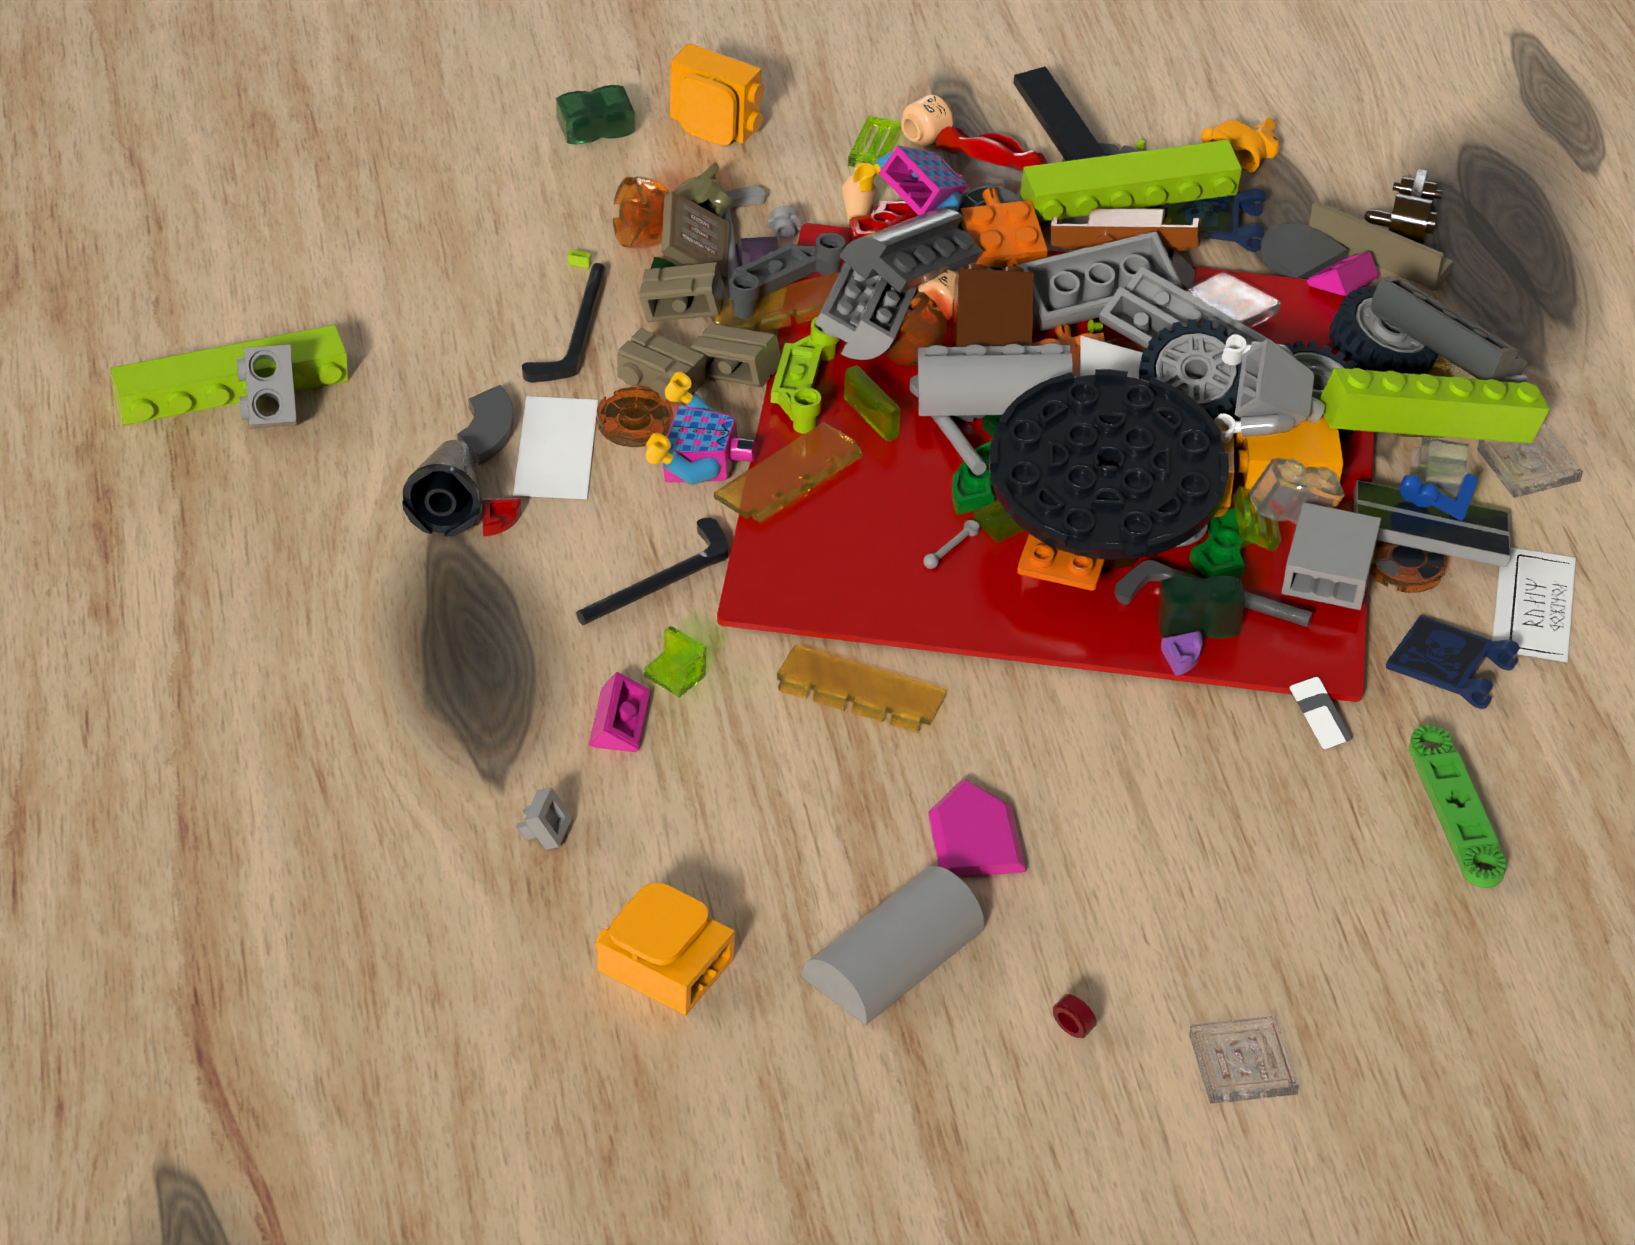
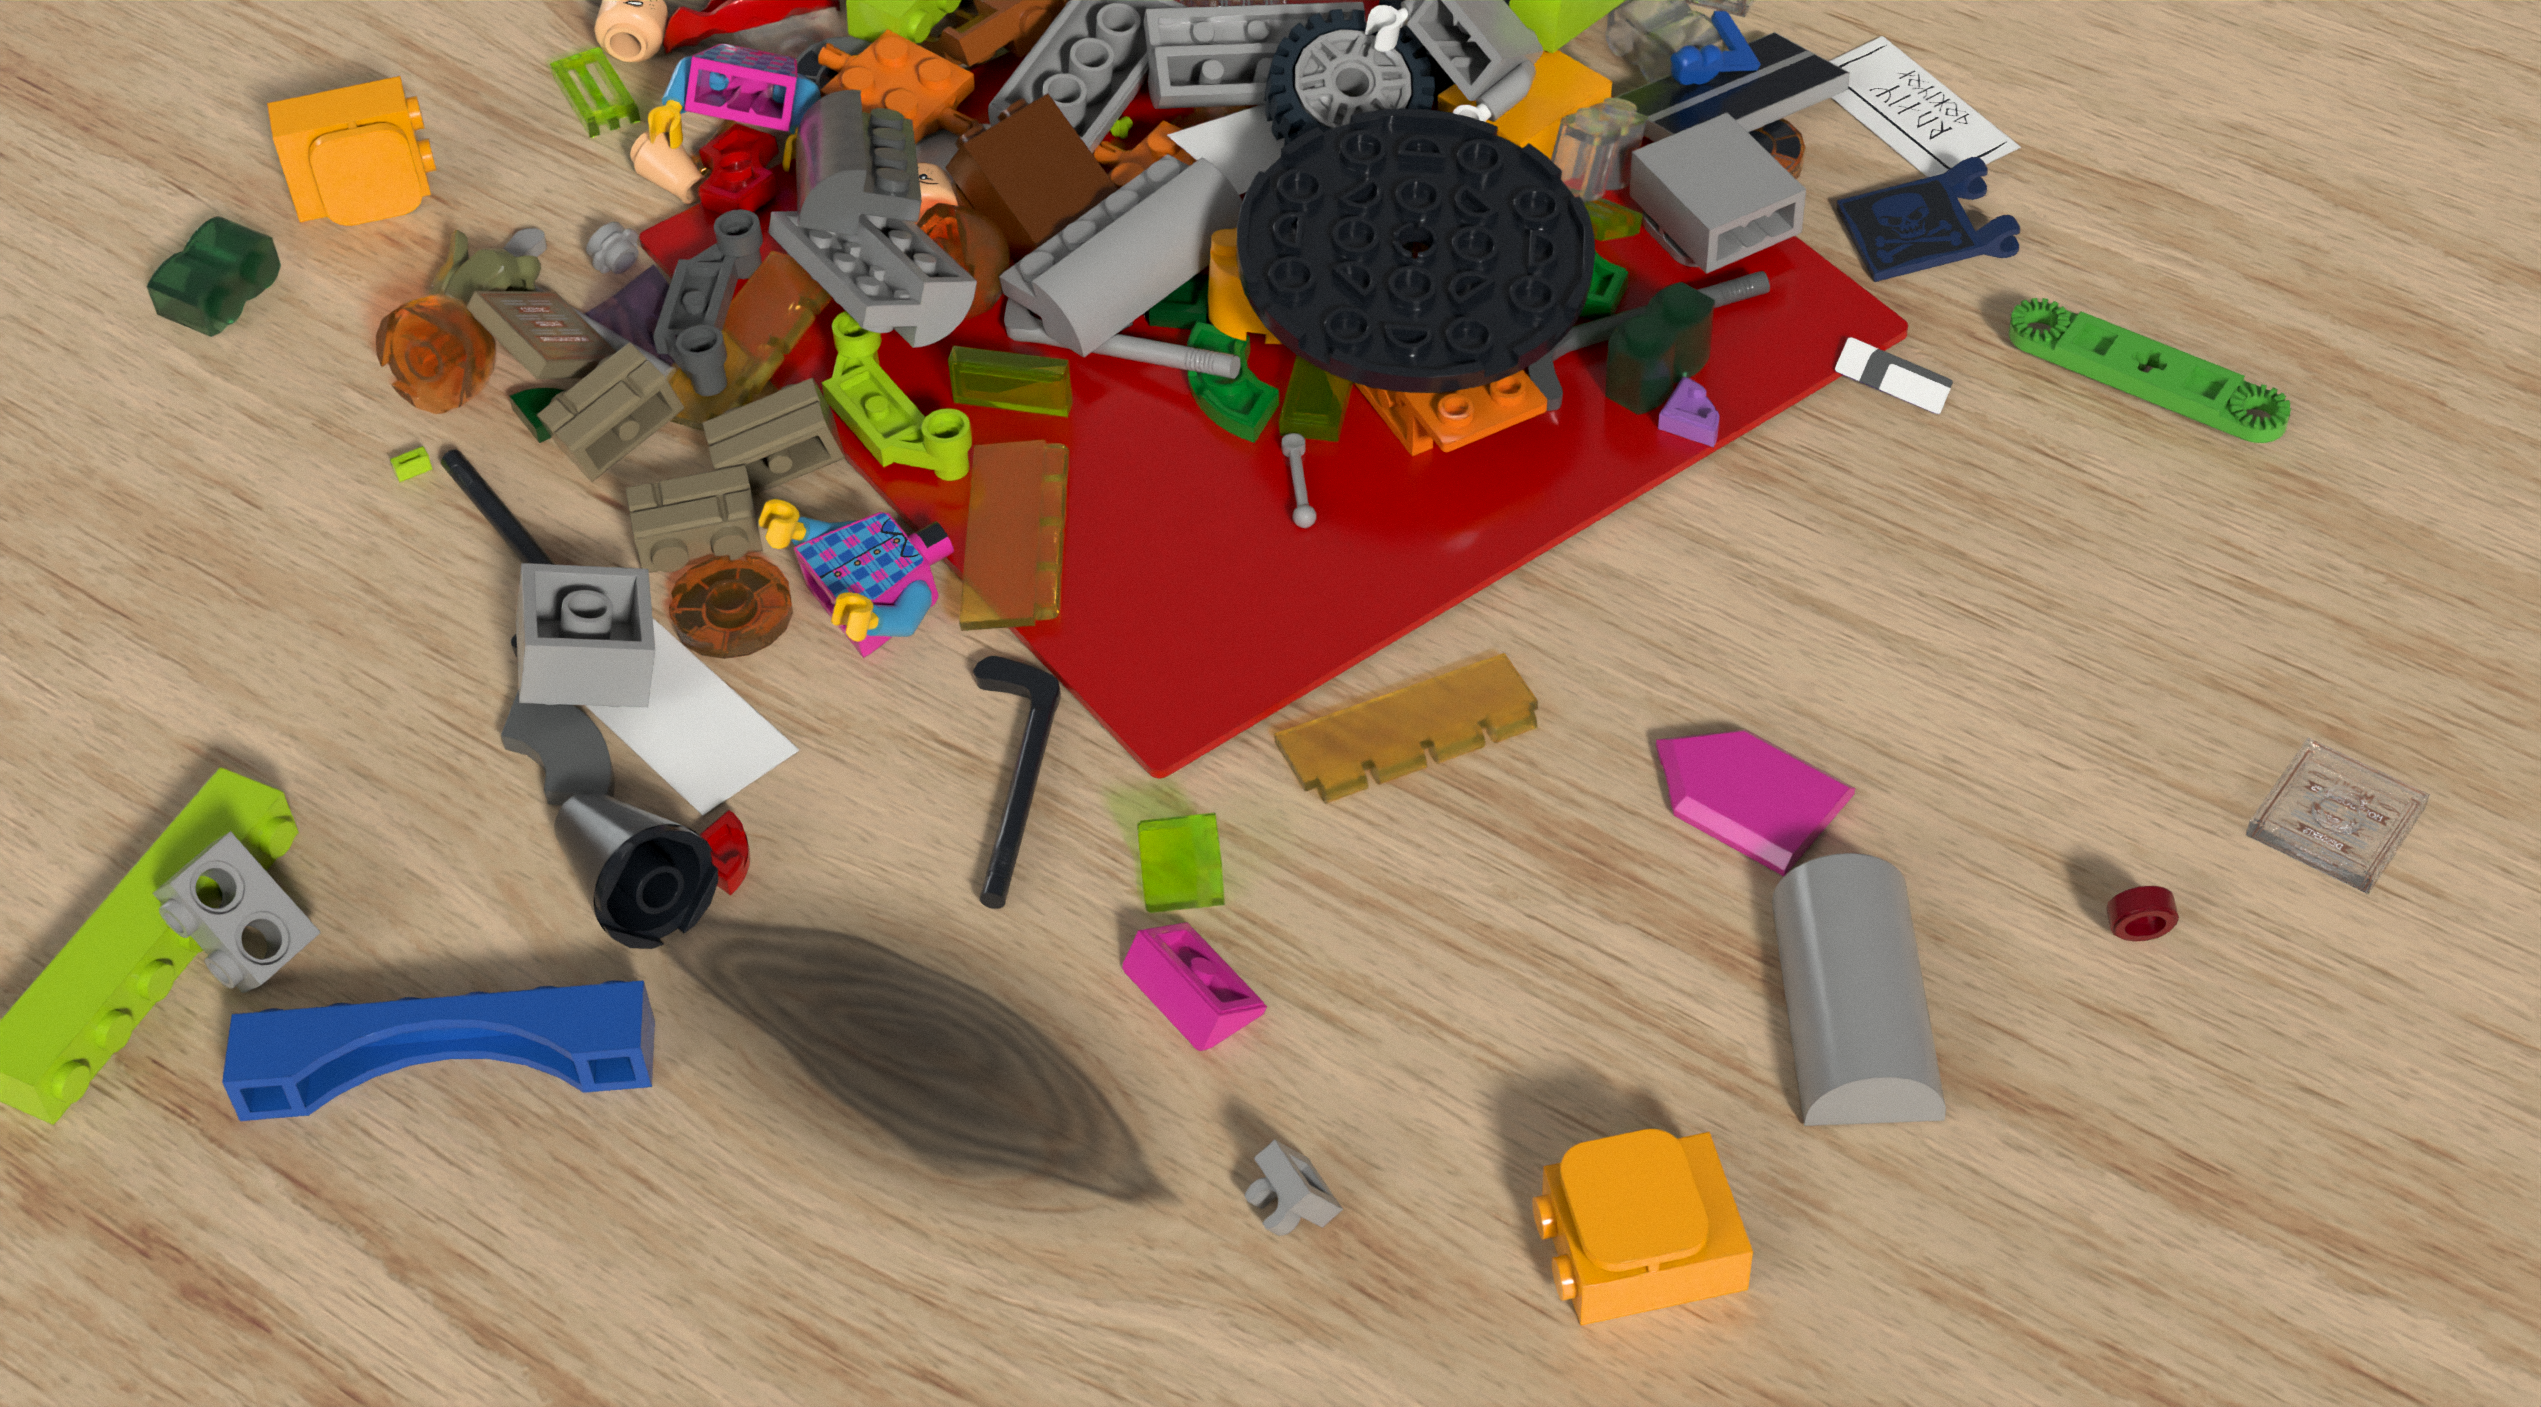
camera: 40 degrees left, 5 degrees up
(237, 468) = (305, 1057): none -> blue arch
(542, 377) = (584, 635): none -> light grey brick

